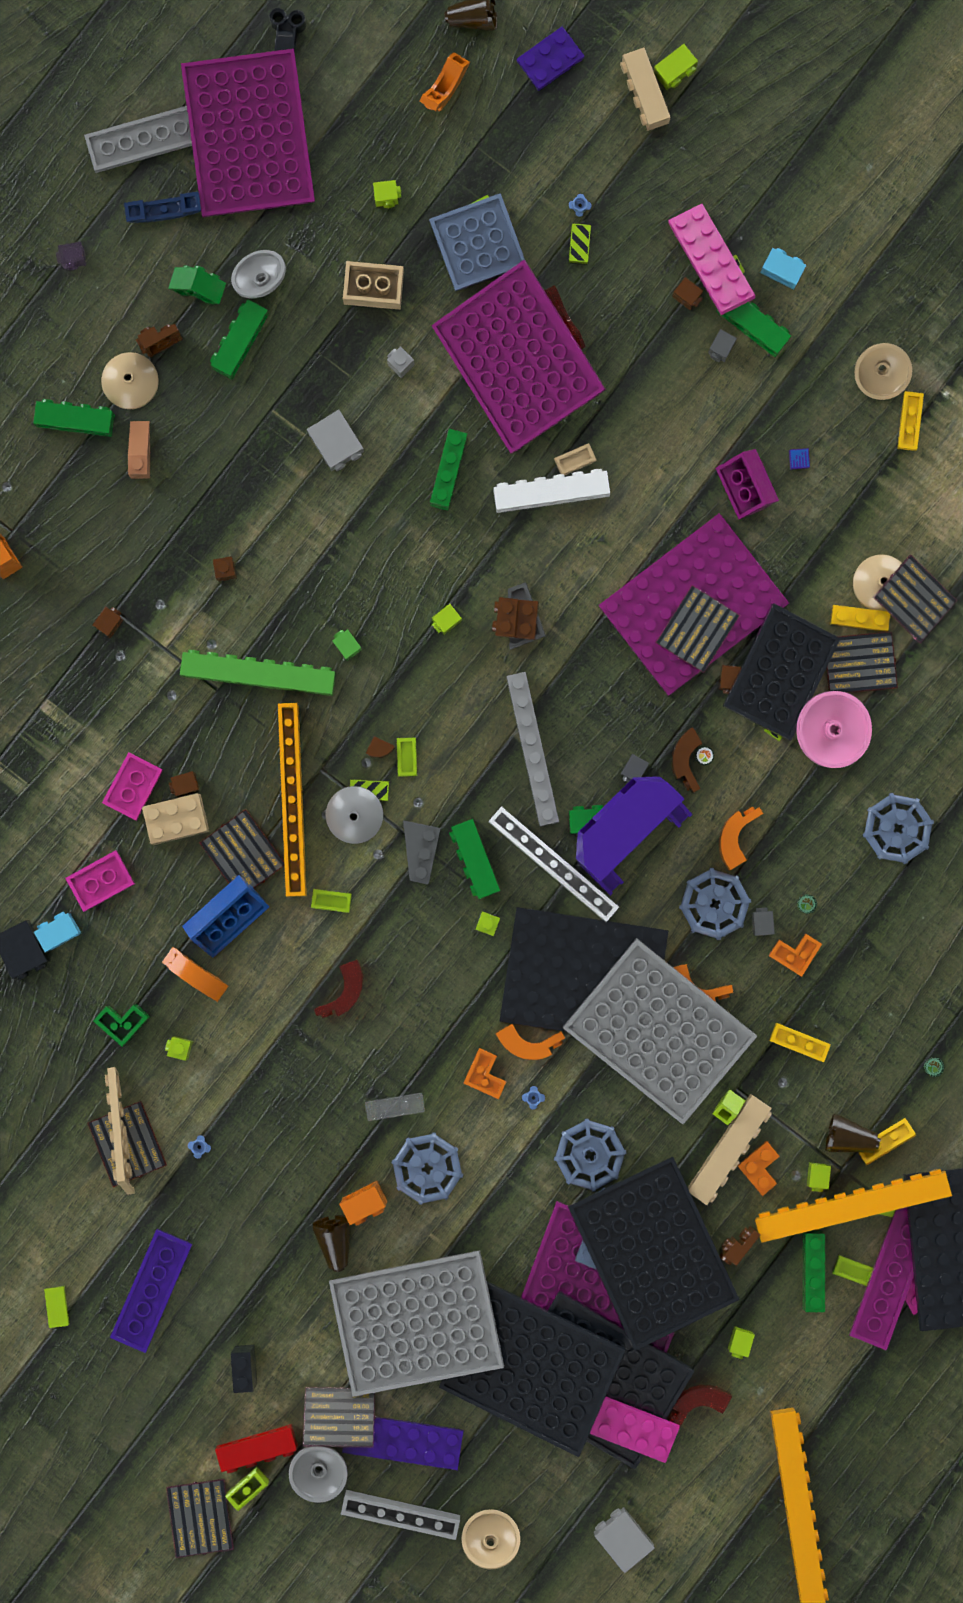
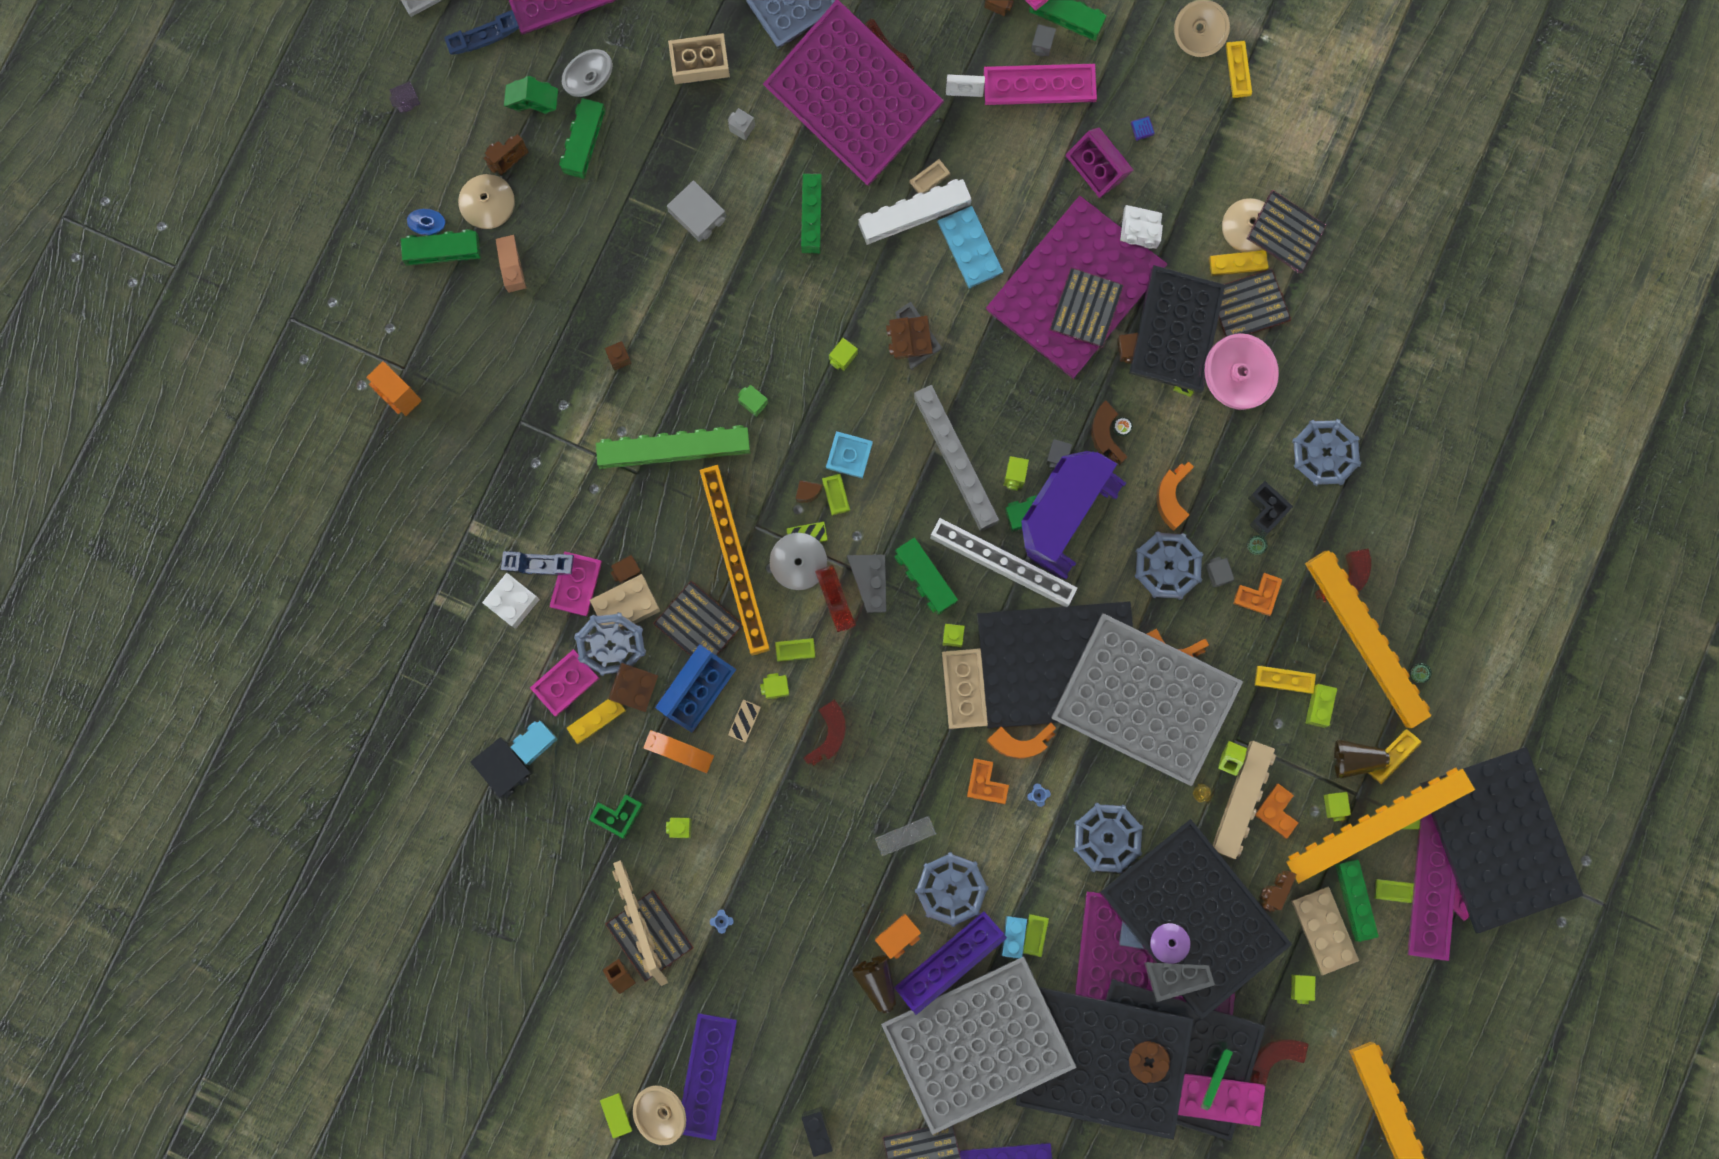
camera: 10 degrees left, 5 degrees down
(65, 388) = (426, 221): none -> blue dish
(65, 788) = (511, 600): none -> white brick
(89, 1176) = (619, 976): none -> reddish brown brick
(97, 1317) = (654, 1121): none -> tan dish
(99, 757) = (537, 564): none -> slope
(108, 621) = (516, 431): reddish brown brick -> none
(122, 923) = (595, 720): none -> yellow plate
(149, 863) = (600, 639): none -> sand blue plate
(165, 901) = (633, 687): none -> reddish brown plate
(265, 959) = (744, 721): none -> tan tile
(303, 932) = (775, 686): none -> lime brick
(381, 861) = (835, 598): none -> clear red arch
(408, 1239) = (950, 963): none -> dark purple plate
(429, 721) = (849, 455): none -> medium azure plate
(475, 1228) = (1015, 934): none -> medium azure brick
(486, 978) = (964, 688): none -> tan plate
(497, 1231) = (1035, 935): none -> lime tile
(578, 1369) = (1160, 1065): none -> reddish brown plate
(586, 779) = (1015, 473): none -> lime brick
(598, 539) = (970, 247): none -> medium azure plate
(612, 1269) = (1160, 945): none -> medium lavender dish
(620, 1308) = (1177, 979): none -> dark grey wing
(632, 375) = (965, 85): none -> white plate
(633, 1411) = (1216, 1079): none -> green tile
(691, 1133) = (1202, 793): none -> clear yellow plate
(707, 390) = (1040, 84): none -> dark pink plate
(772, 560) = (1141, 227): none -> white plate
(776, 1292) = (1325, 930): none -> tan plate
(828, 1076) = (1321, 706): none -> lime brick
(830, 872) = (1273, 508): none -> black brick
(889, 1023) = (1368, 640): none -> light orange brick
(896, 959) = (1359, 570): none -> clear red arch

